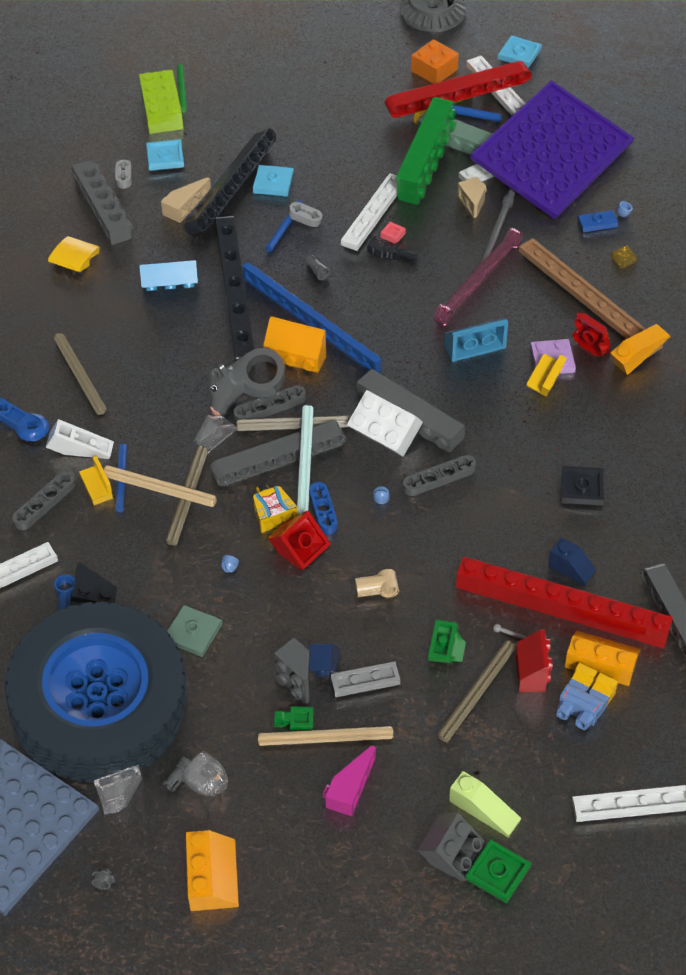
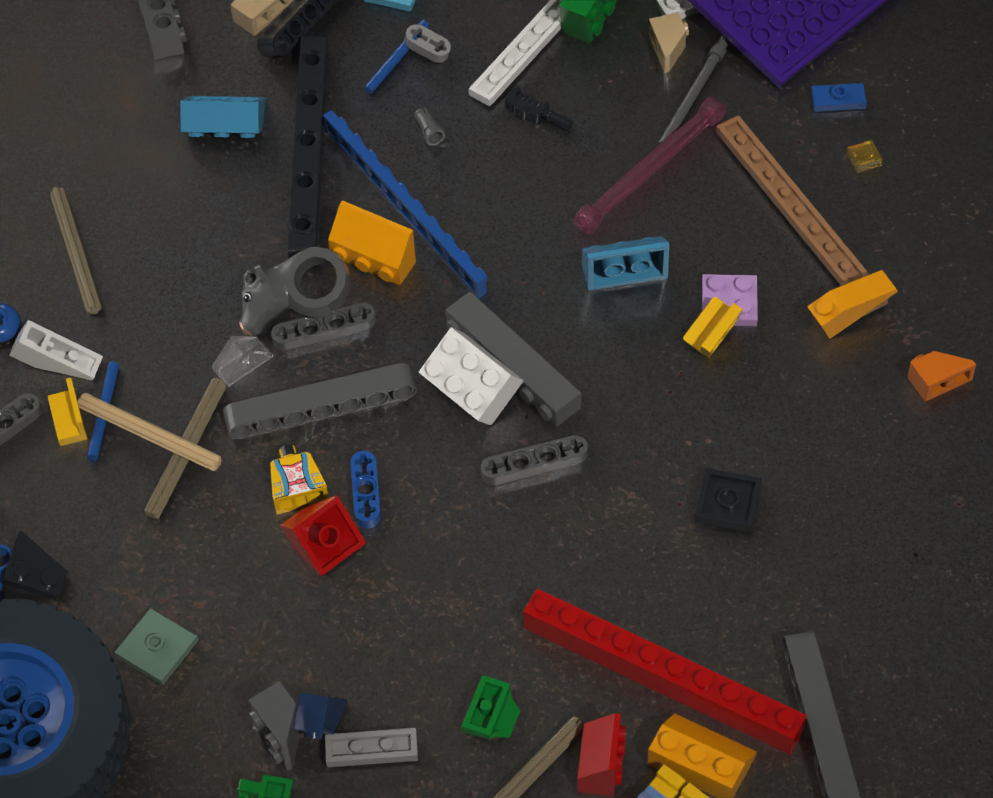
camera: 10 degrees right, 5 degrees up
(73, 254) = (99, 69): yellow slope -> none
(229, 563) = (222, 556): medium blue hinge -> none
(286, 423) = (344, 357): dark tan axle -> none
(305, 459) = (351, 419): light aqua axle -> none
(381, 495) = (446, 481): medium blue hinge -> none
(383, 583) = (423, 612): tan piece -> none
(392, 232) = (544, 84): coral plate -> none
(497, 628) = (566, 695): light grey hinge -> none
(571, 561) = (687, 612): dark blue slope -> none
(591, 335) = (788, 276): red slope -> none
(624, 209) = (880, 82): medium blue hinge -> none

